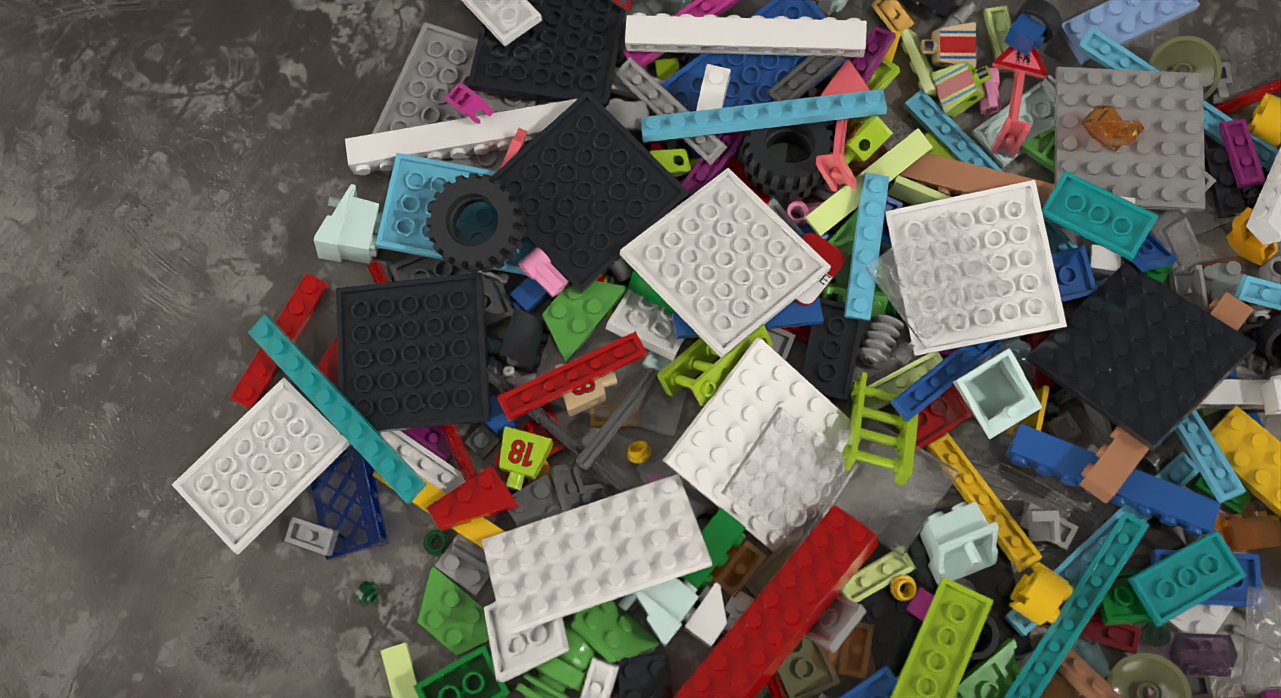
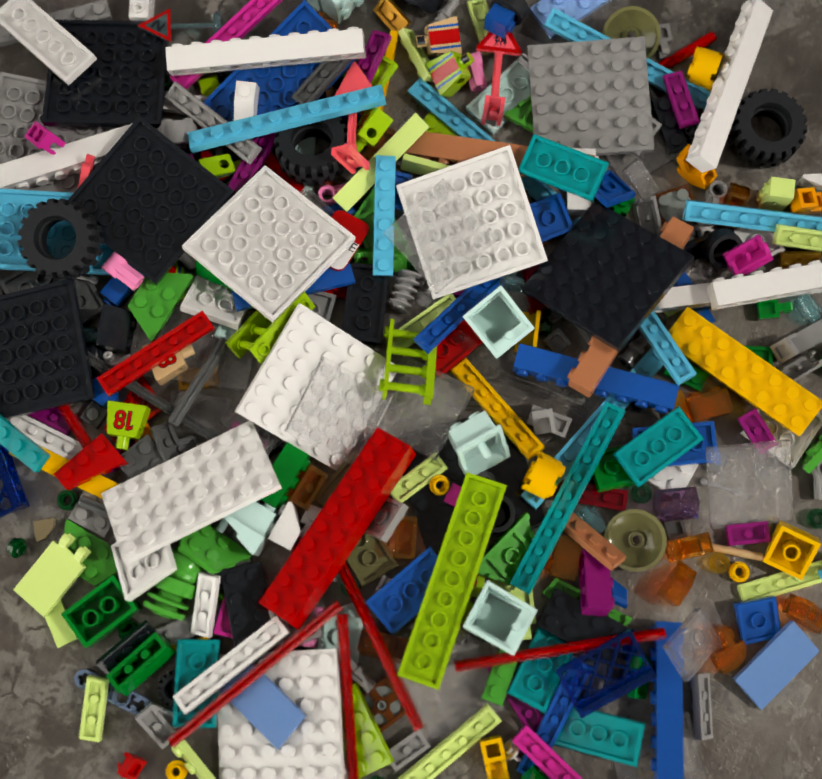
camera: 10 degrees left, 5 degrees up
(402, 574) = (43, 528): none -> dark tan tile
(407, 634) = (52, 575): none -> yellowish green tile
(639, 452) = (220, 406): yellow plate -> none
(1109, 129) = (570, 93): clear orange brick -> none

